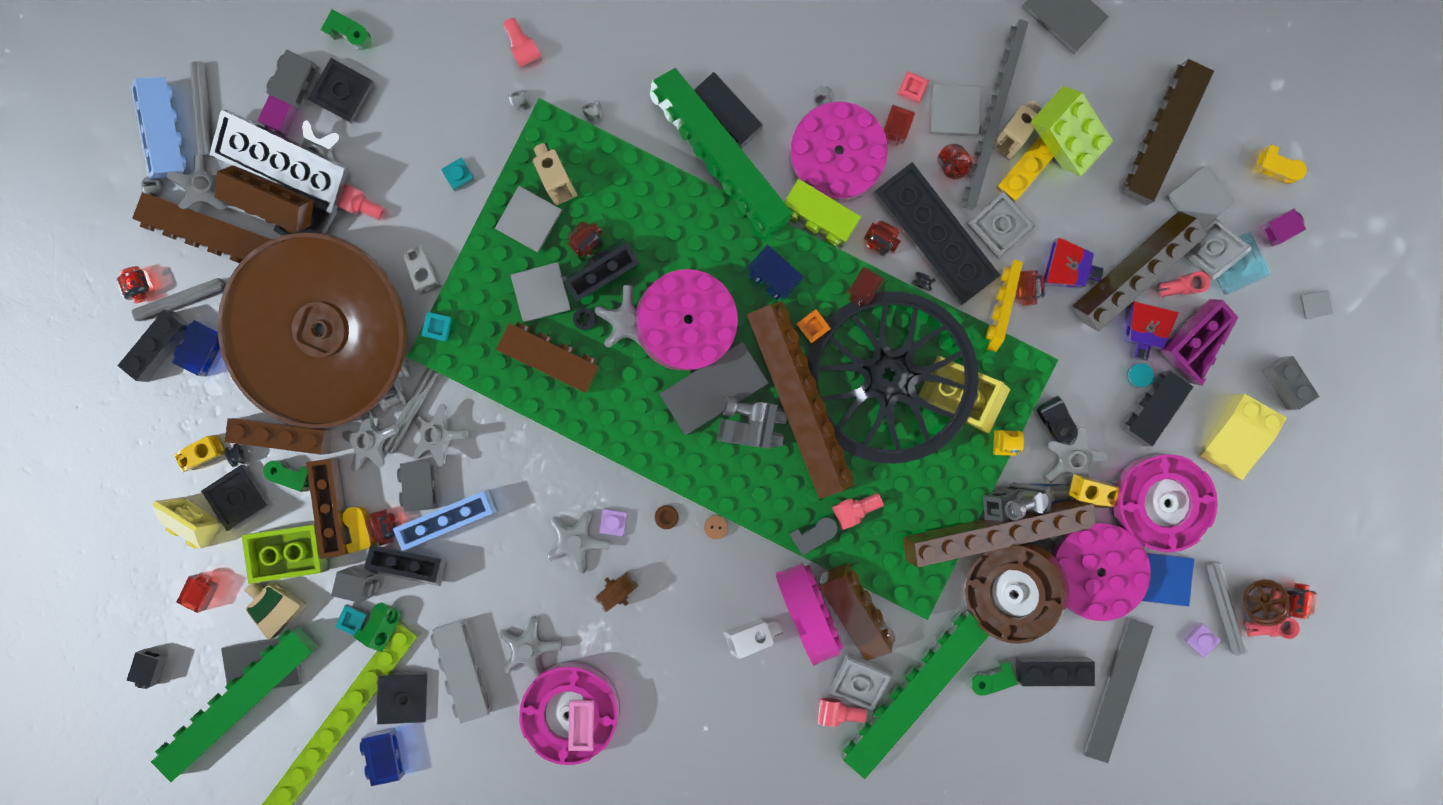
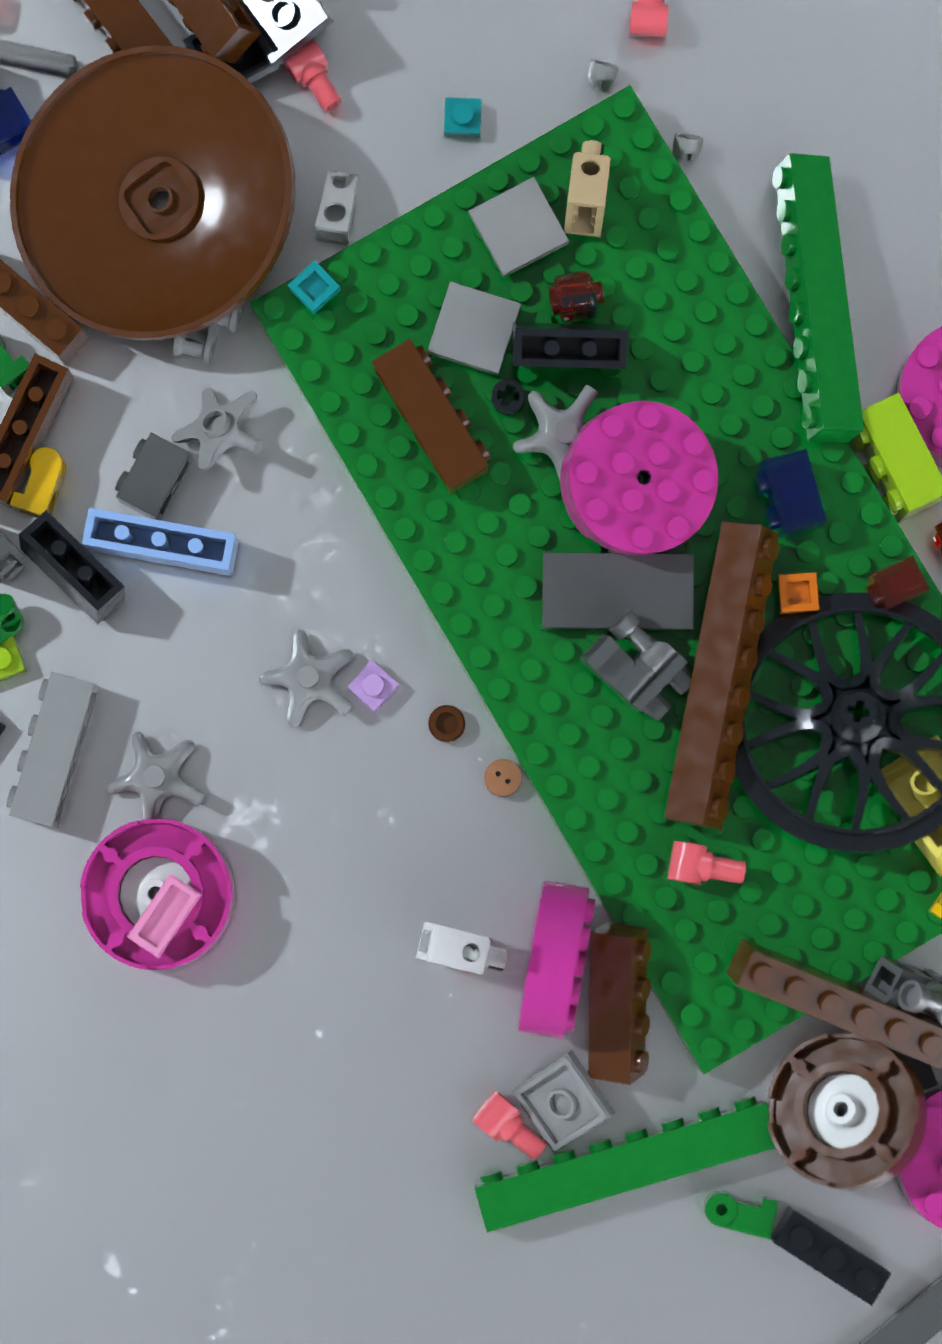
camera: 30 degrees right, 5 degrees down
(368, 441) = (128, 380): light grey animal -> none
(381, 526) = (72, 499): clear red head -> none
(411, 409) = (206, 375): light grey axle -> none
(616, 591) = (320, 775): reddish brown wheel -> none
(729, 110) = (864, 254): black brick -> none
(822, 531) = (627, 865): dark grey leg -> none

